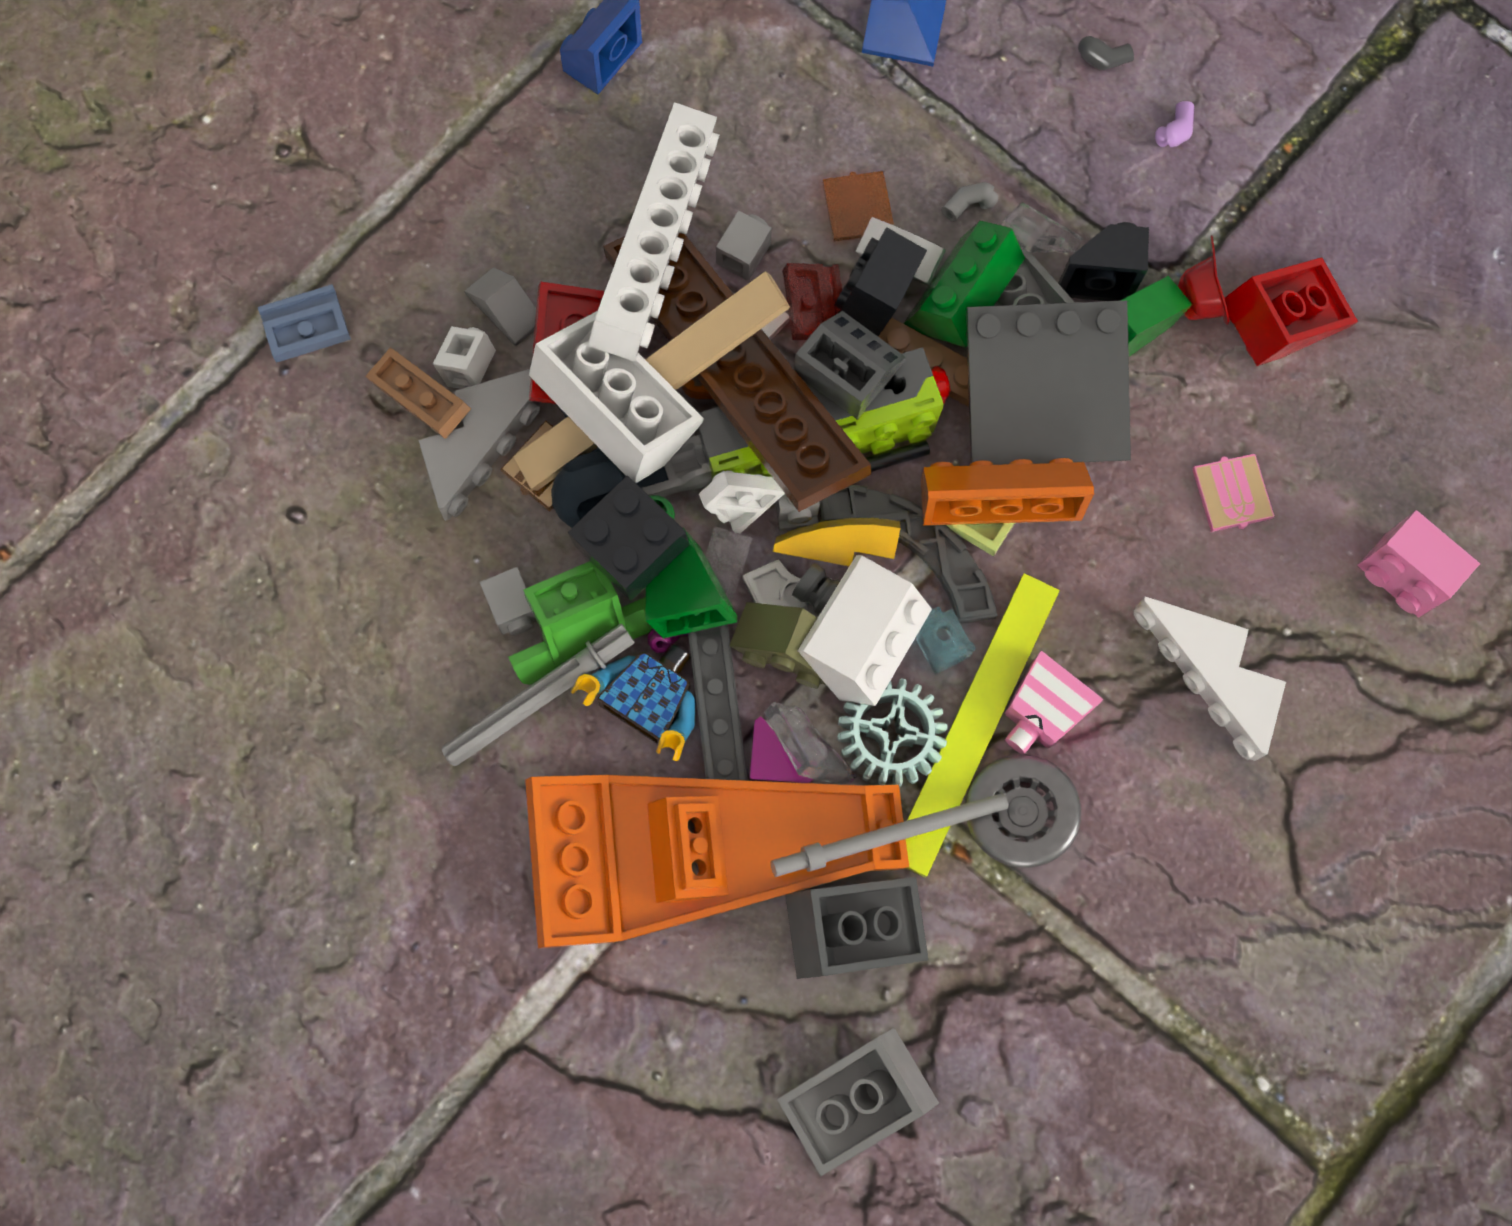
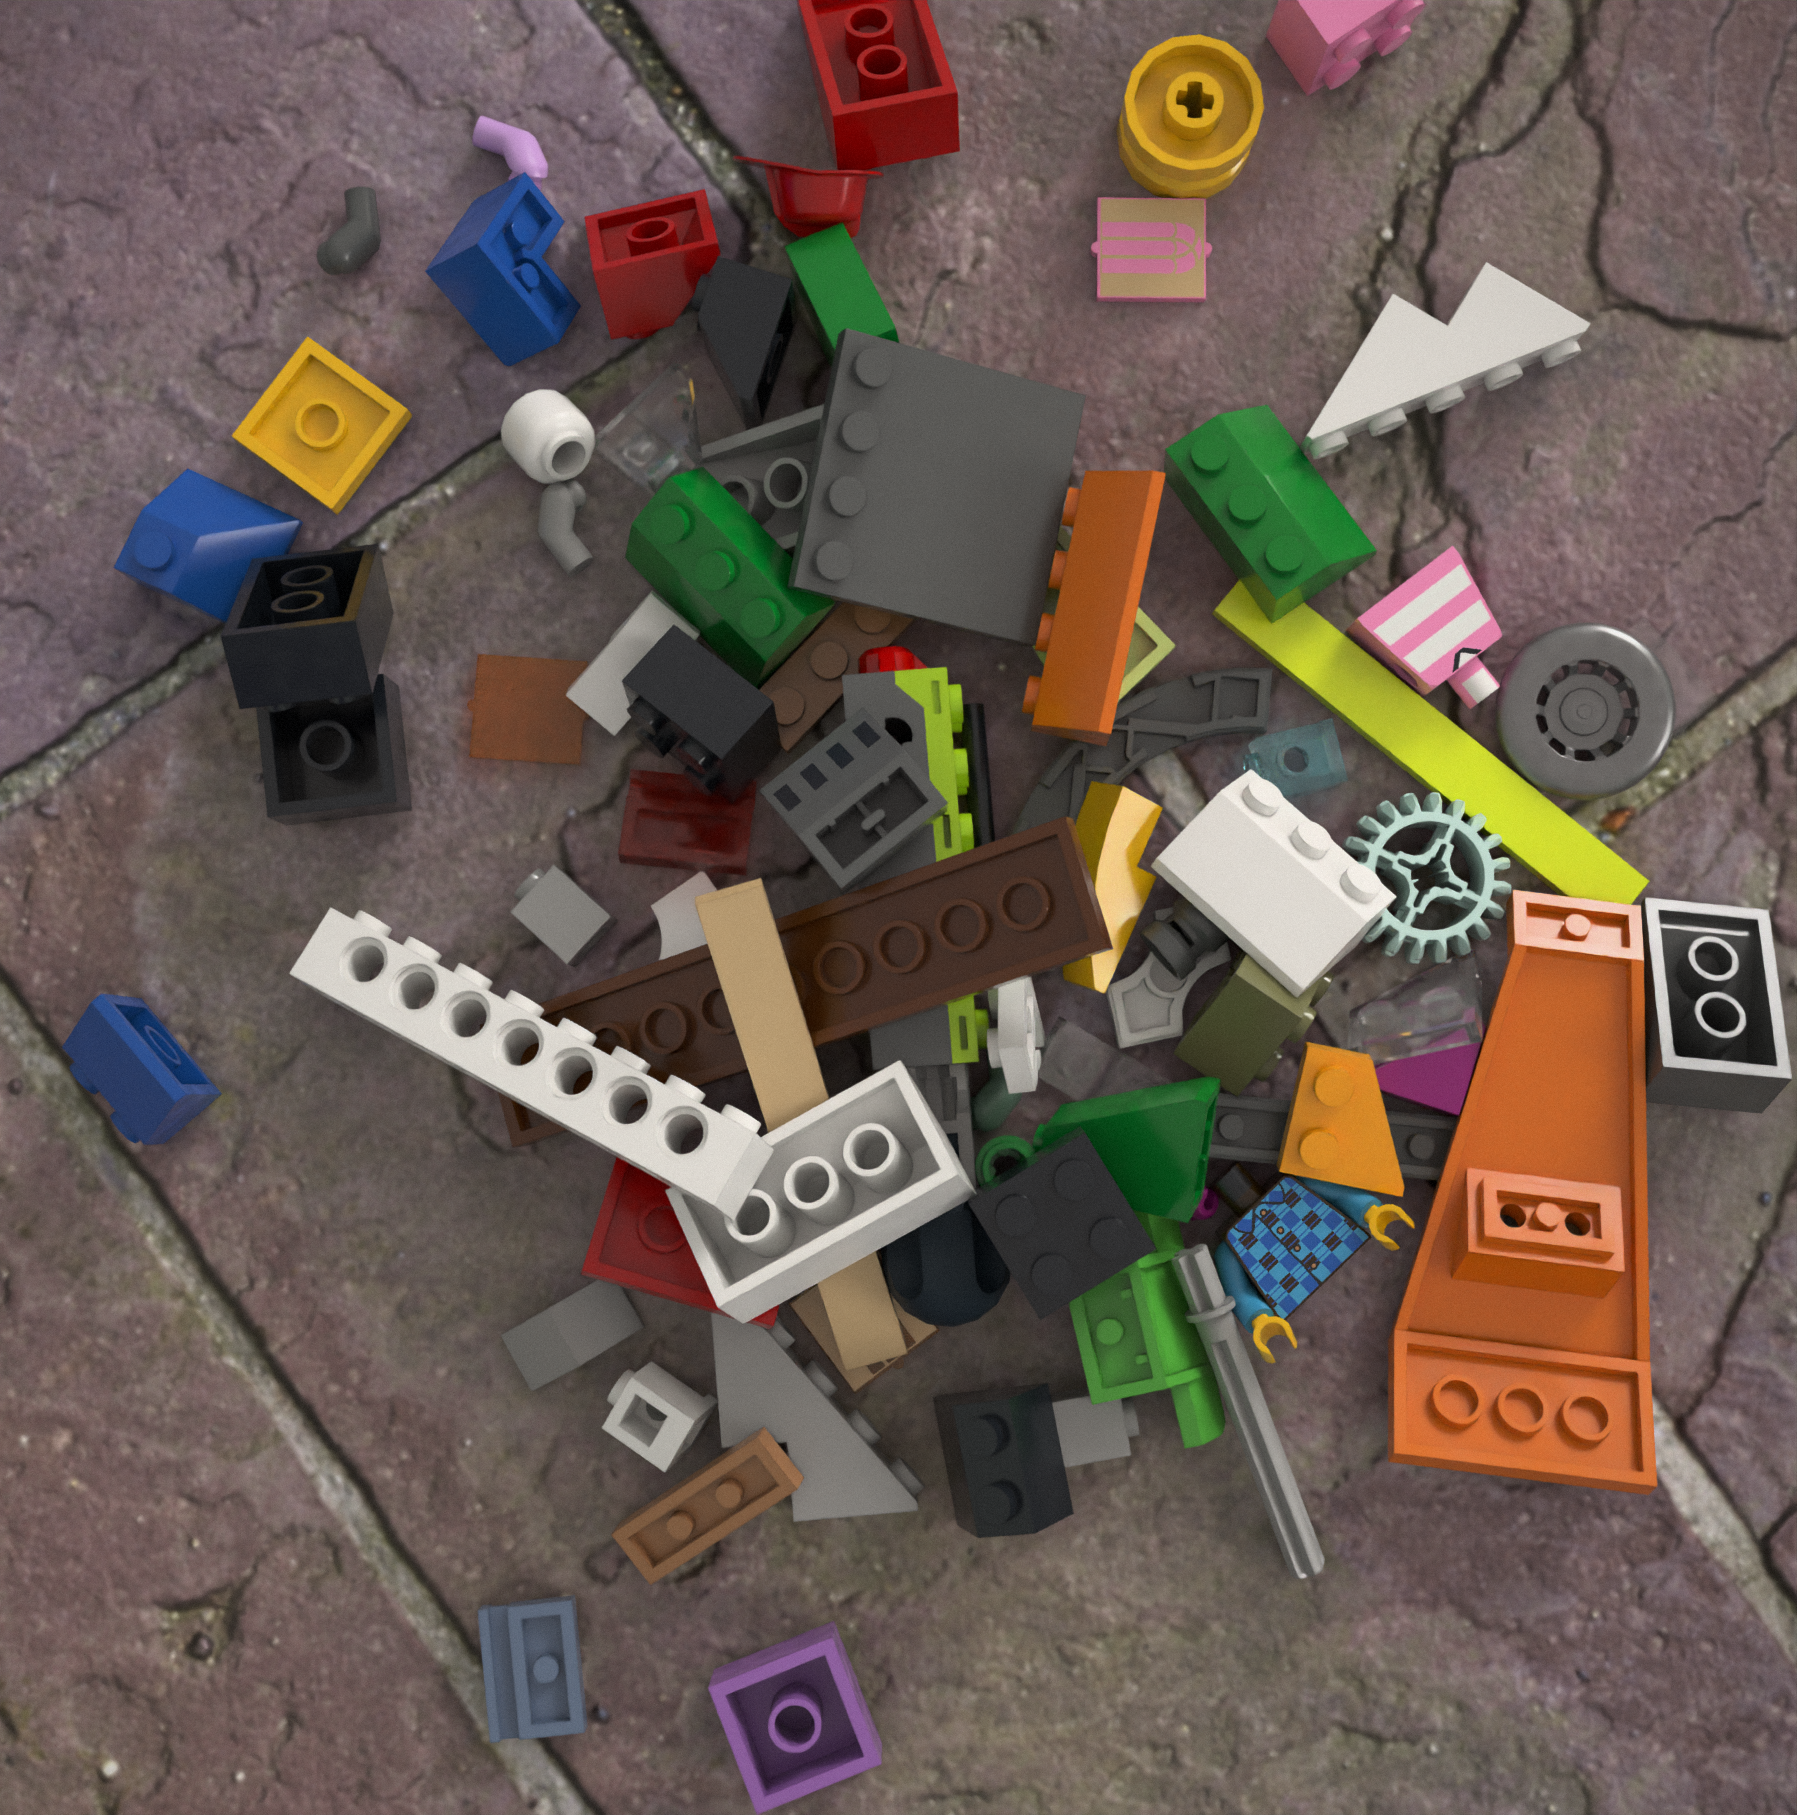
camera: 70 degrees left, 10 degrees up
(303, 468) = (795, 1717): none -> medium lavender brick
(480, 552) = (1003, 1460): none -> black slope
(692, 509) = (993, 1101): none -> sand green arm
(726, 705) = (1339, 1123): none -> light orange wing
(807, 101) = (335, 758): none -> black brick
(815, 856) = (1616, 1047): light grey bar -> none
(872, 64) = (308, 628): none -> black brick
(990, 60) = (322, 425): none -> yellow plate
(1018, 176) = (548, 436): none -> white head
(1095, 587) = (1265, 508): none -> green slope
(1102, 130) = (498, 274): none -> blue panel
(1138, 200) = (650, 261): none -> red slope
(1319, 489) = (1189, 117): none -> yellow wheel

